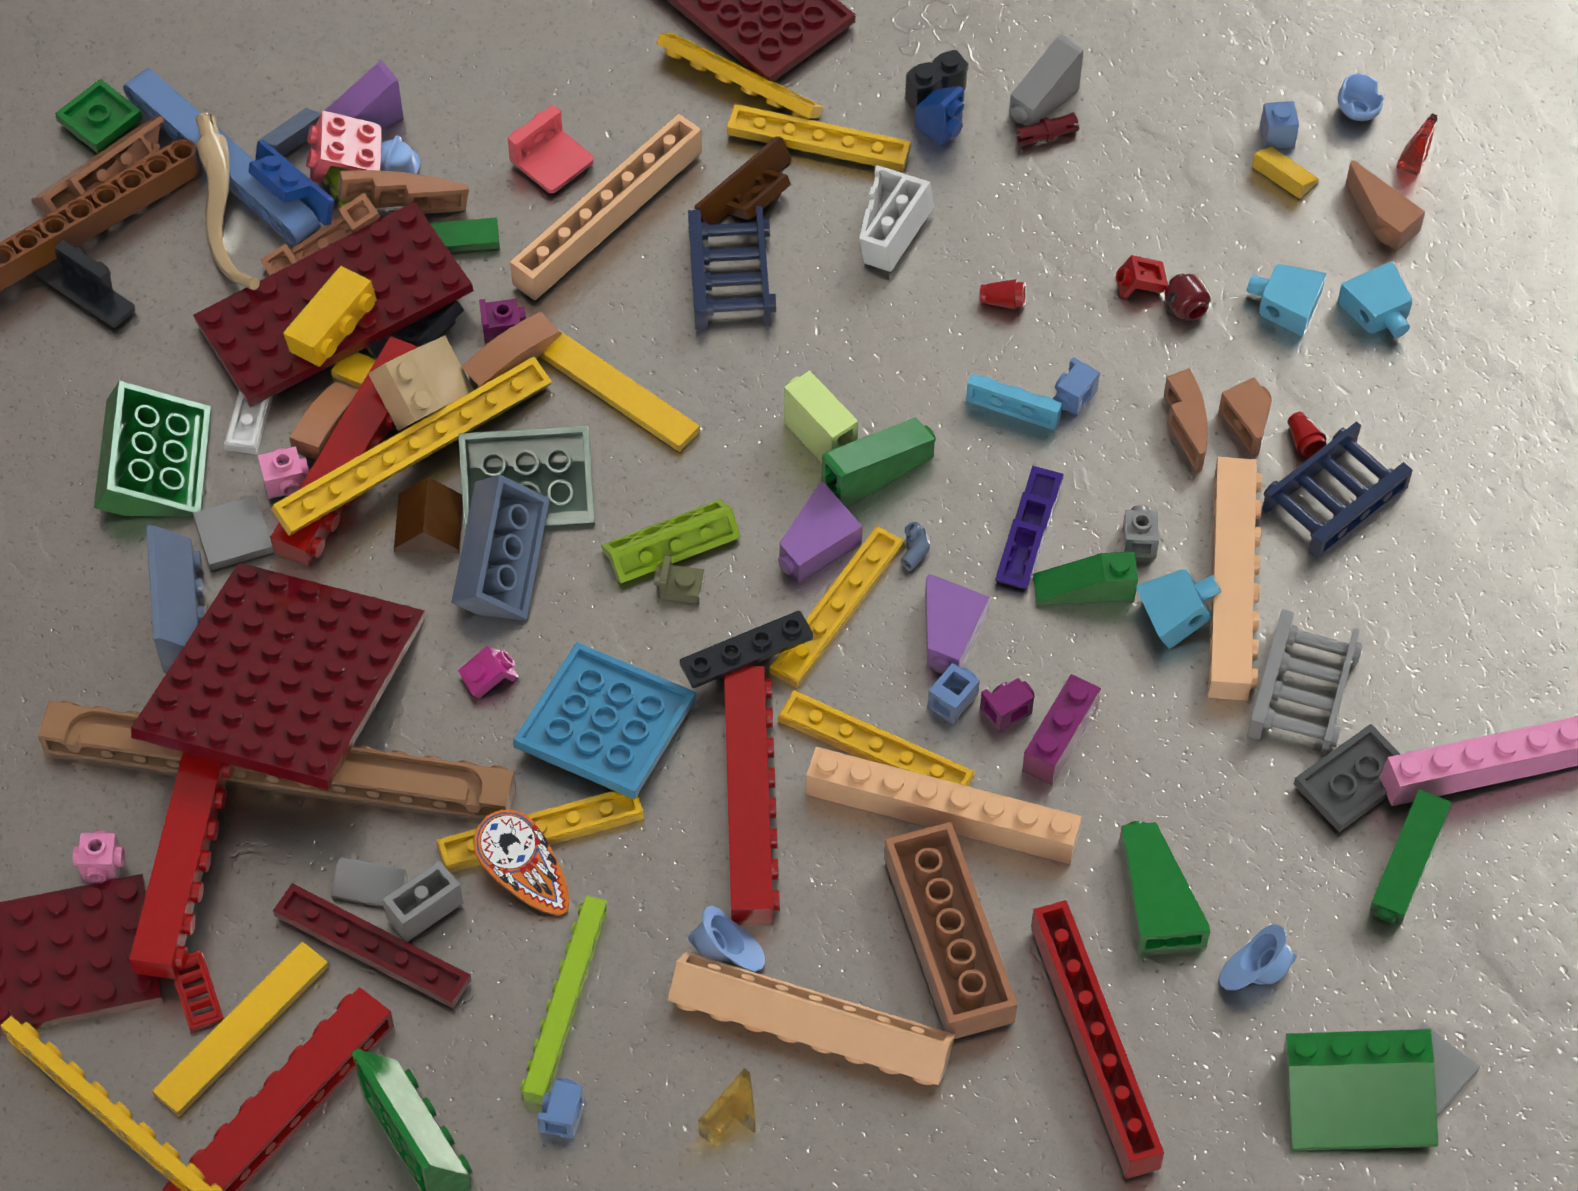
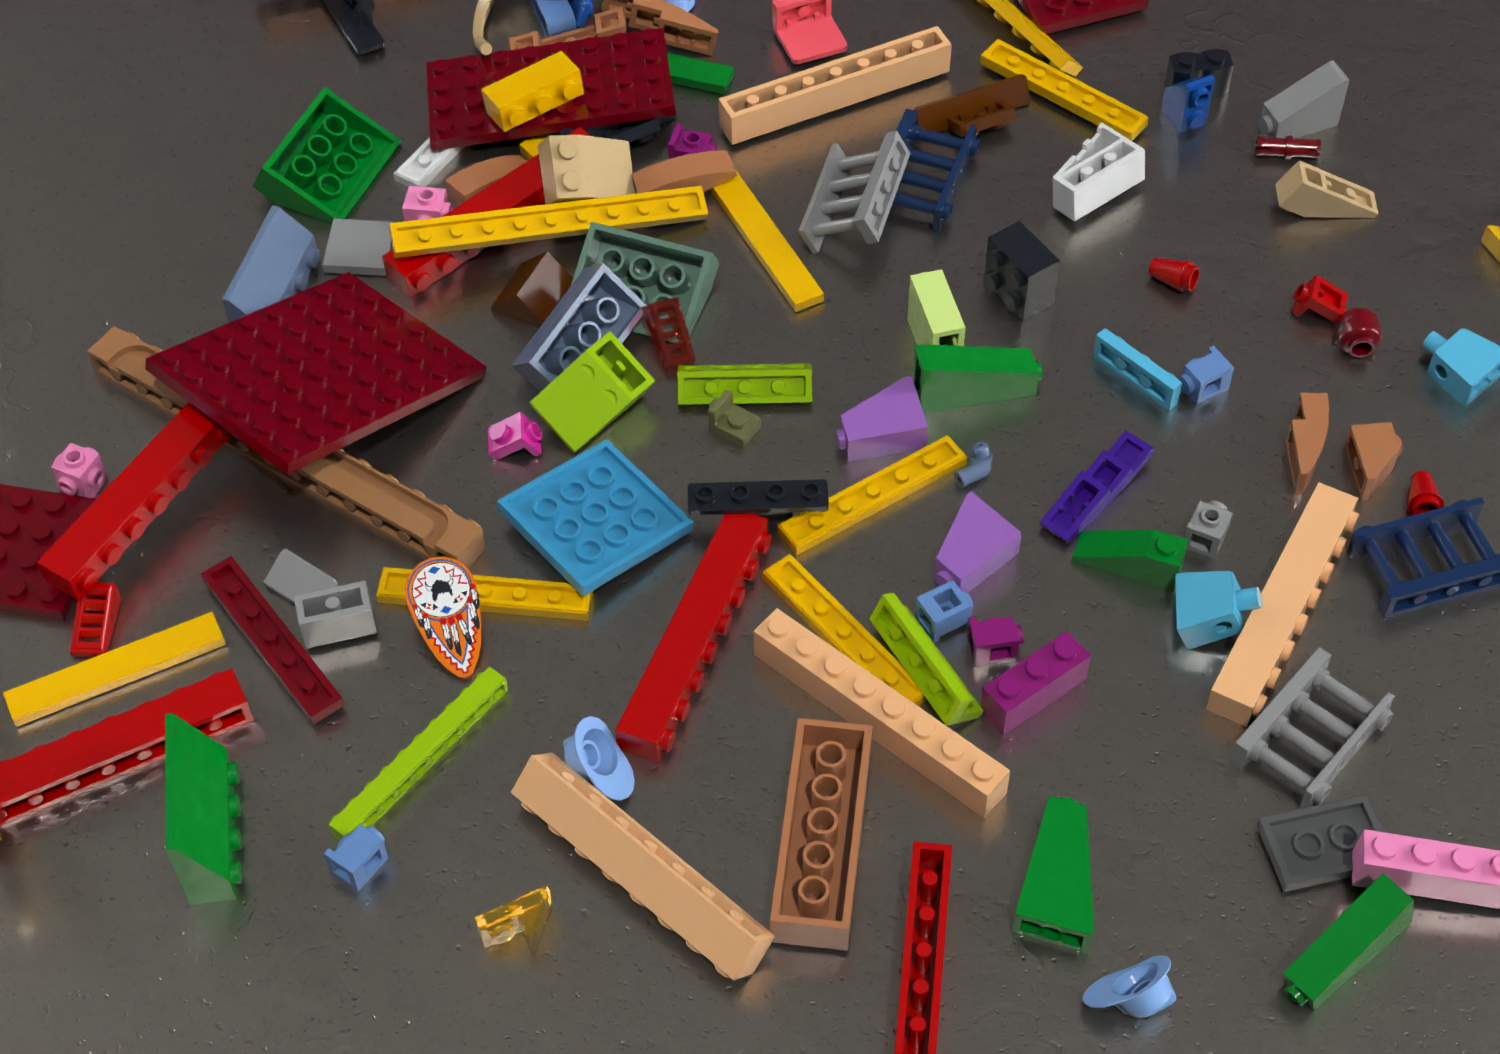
camera: 25 degrees right, 5 degrees down
(543, 601) = (592, 392): none -> lime slope
(565, 515) = (676, 318): none -> clear red slope
(709, 317) = (872, 204): none -> light grey fence
(872, 342) = (1021, 270): none -> black brick
(958, 746) = (924, 661): none -> lime fence
(1099, 169) = (1321, 194): none -> tan slope

